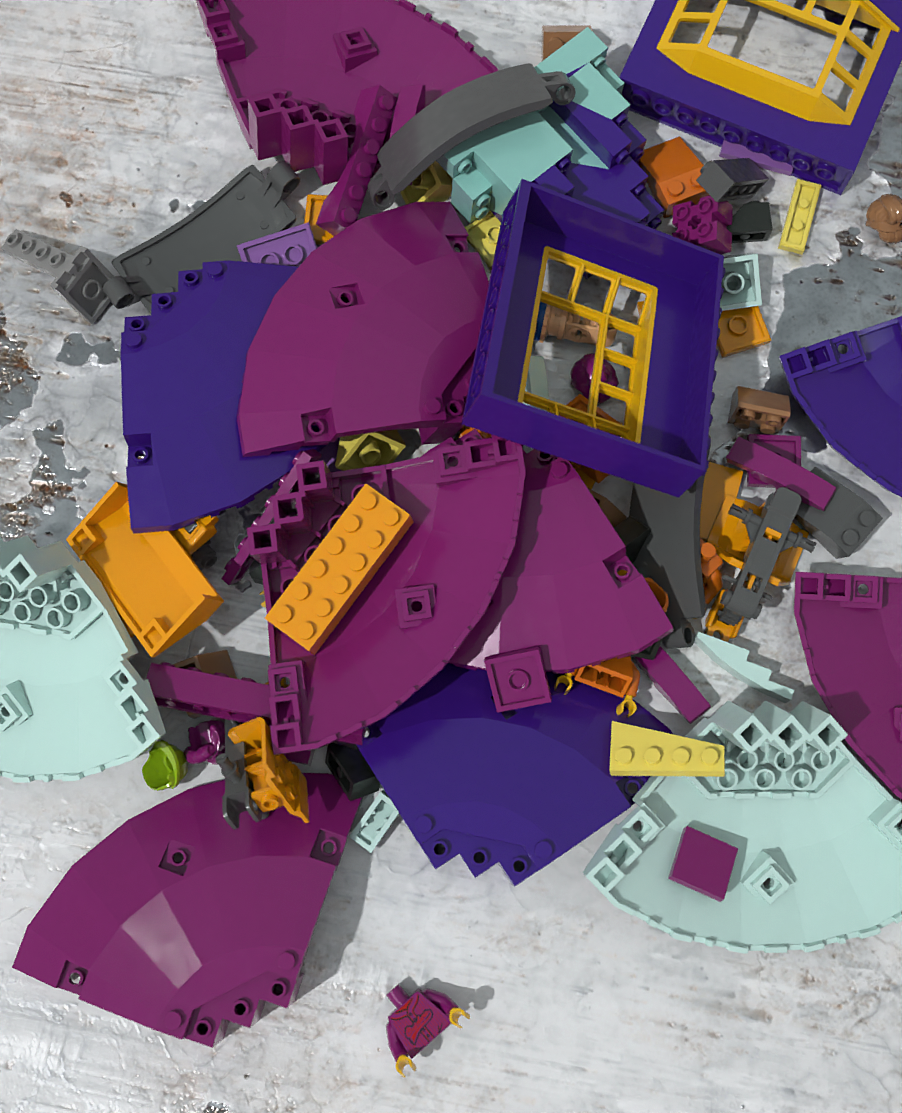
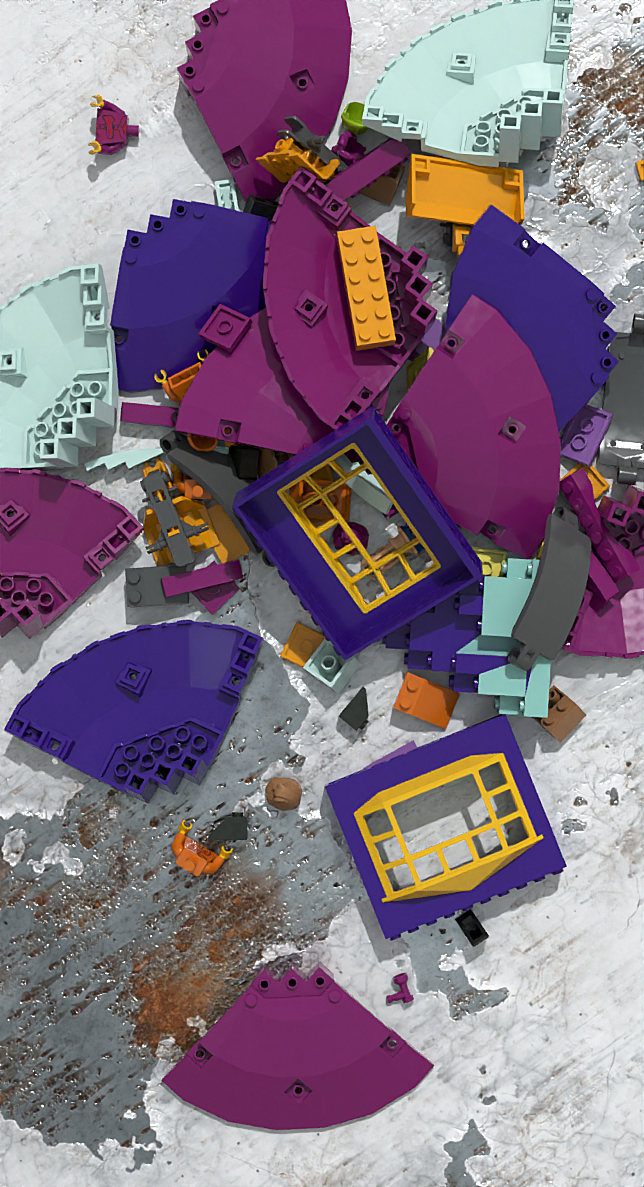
camera: 130 degrees right, 10 degrees up
(288, 483) = (436, 293): magenta plate -> none
(656, 753) = (124, 361): light yellow wing -> none
(703, 863) = (49, 334): magenta tile -> none
(705, 224) = (376, 676): magenta brick -> none
(731, 179) = (385, 716): dark grey brick -> none
(759, 410) = (248, 606): medium nougat slope -> none
(799, 216) = (334, 747): light yellow tile -> none

